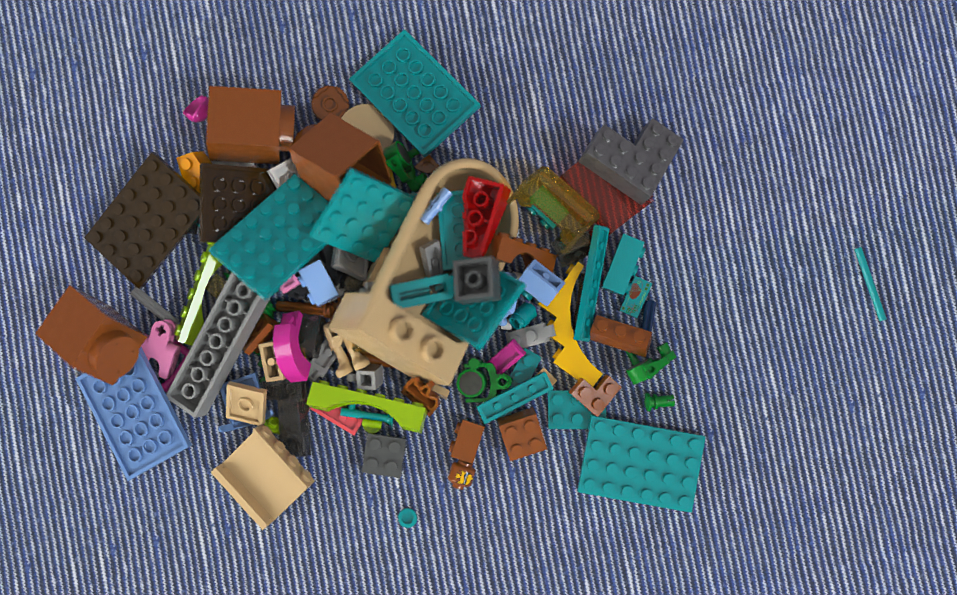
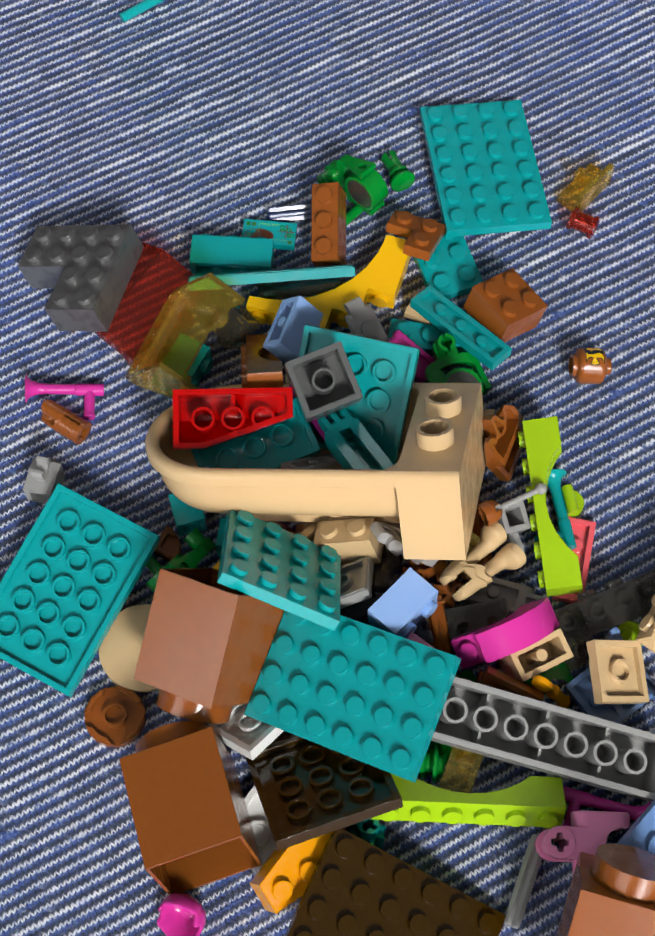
camera: 110 degrees left, 20 degrees down
(252, 363) = (552, 691): none -> light orange piece
(370, 366) = (491, 511): none -> hinge
(384, 455) = (606, 469): dark grey brick -> none
(467, 441) = (541, 373): dark orange brick -> none
(495, 100) = (43, 479): none -> light grey brick
(535, 121) = (65, 422): none -> dark orange hinge
(553, 144) = (88, 390): none -> dark pink piece
(576, 509) = (583, 222): none -> clear red bush
(603, 529) = (586, 186): none -> clear yellow panel

